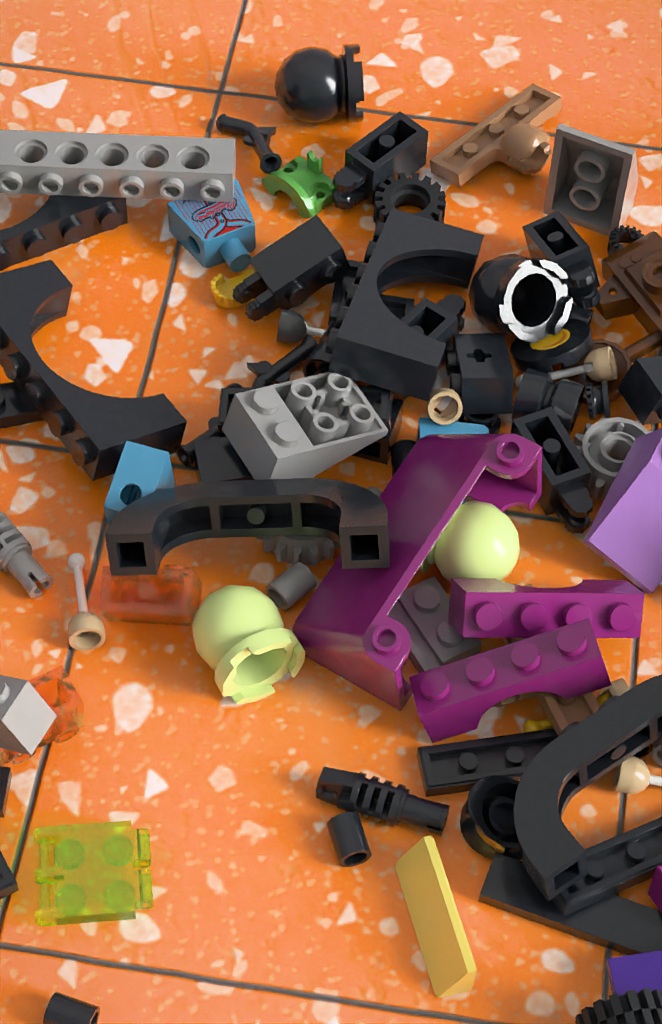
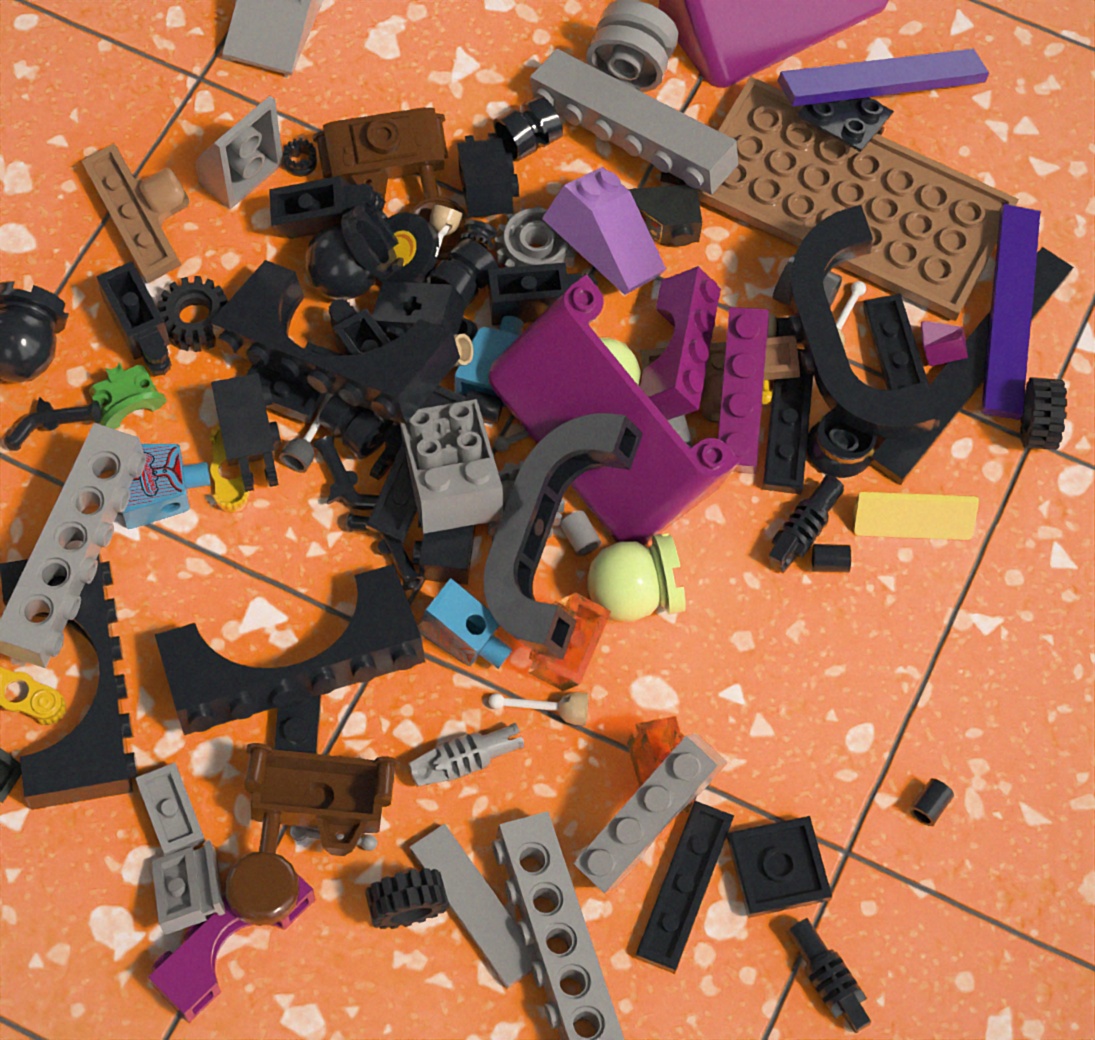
camera: 75 degrees left, 10 degrees up
(93, 873) = (812, 756): clear neon green plate -> none

